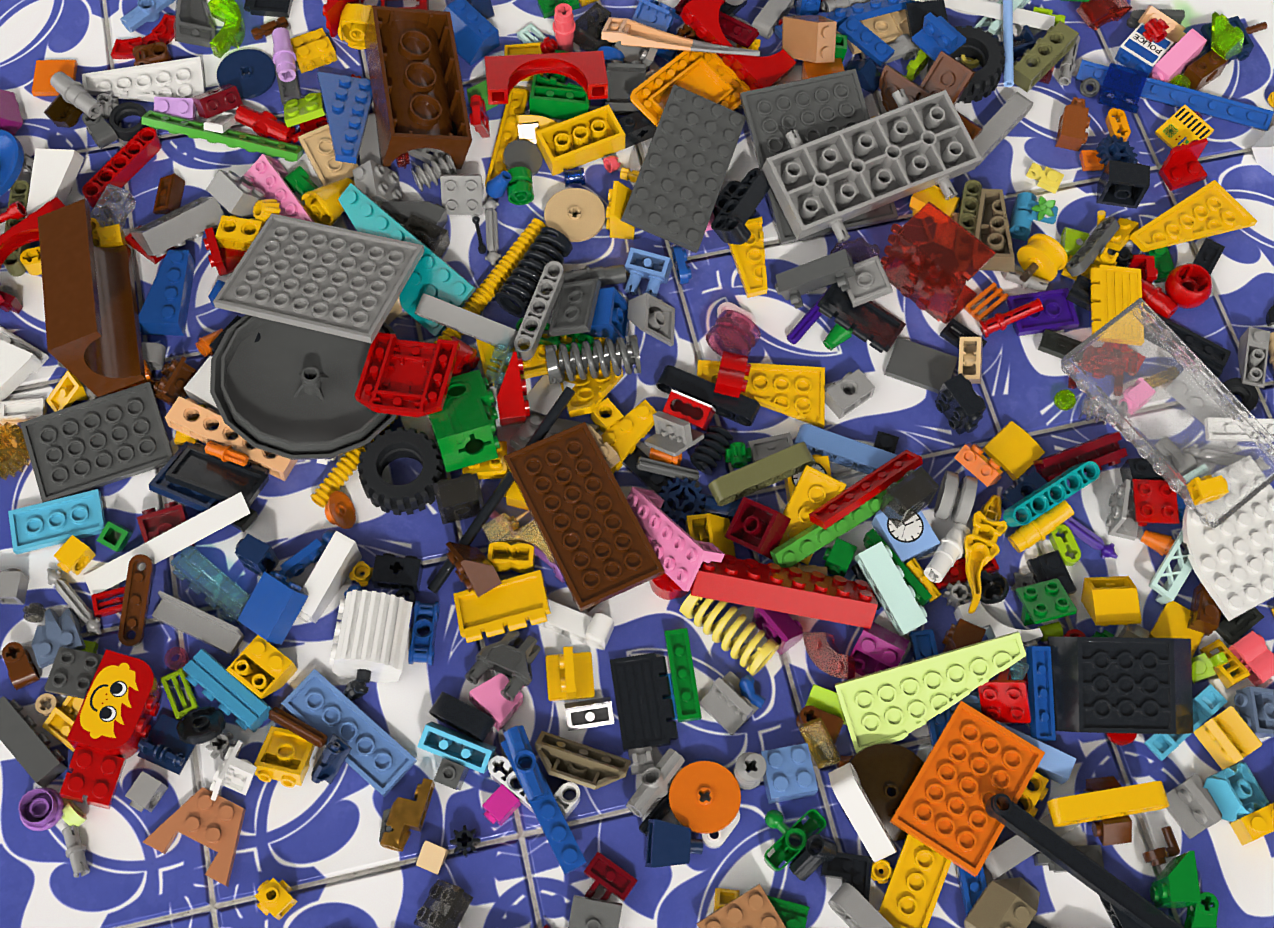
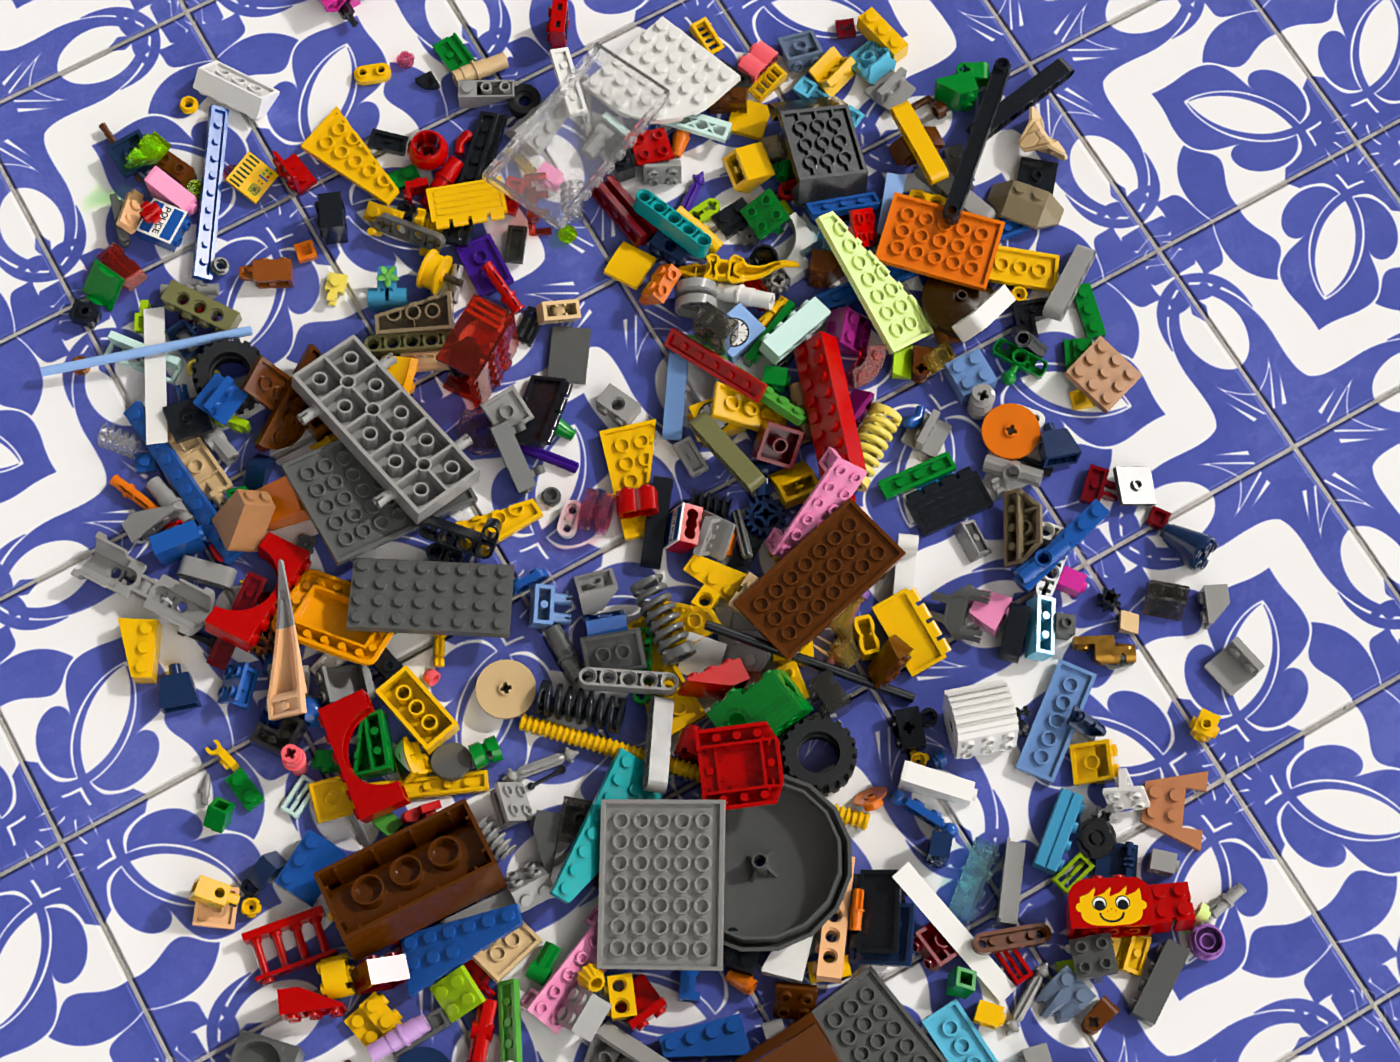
camera: 105 degrees left, 5 degrees up
(34, 612) = (1049, 1028): clear smoke plate -> none
(42, 699) = (1125, 985): tan bush -> none
(181, 662) = (1042, 893): clear pink plate -> none
(262, 668) = (1031, 808): yellow slope -> none
(273, 607) = (979, 815): blue brick -> none
(298, 727) = (1068, 759): reddish brown axle -> none
(323, 202) = (557, 925): yellow cone -> none
(344, 51) = (380, 973): none -> brick
(422, 647) = (939, 687): blue piece -> none
(497, 186) = (493, 771): blue cone -> none
(504, 356) = (695, 697): clear light blue hinge -> none
(548, 45) = (311, 775): red plate -> none
(569, 675) = (948, 563): yellow bracket -> none
(574, 177) = (458, 706): clear blue bush -> none
(618, 199) = (488, 649): yellow slope -> none
(738, 455) = (708, 481): green gear -> none
(766, 309) = (551, 496): none -> dark grey plate
(866, 40) = (225, 472): blue plate -> none
(886, 442) = (656, 368): black plate -> none
(960, 404) = (605, 311): black brick -> none
(1002, 124) = (286, 334): light grey beam -> none
(1072, 240) = (403, 252): lime piece -> none
(1115, 150) = (296, 230): dark blue gear -> none
(1121, 125) = (257, 236): light orange beam -> none
(1122, 88) = (221, 237): clear blue bracket -> none
(1195, 326) = (461, 140): none -> red arm
(1203, 667) = (776, 94): lime plate -> none
(1207, 489) = (648, 100): yellow brick -> none

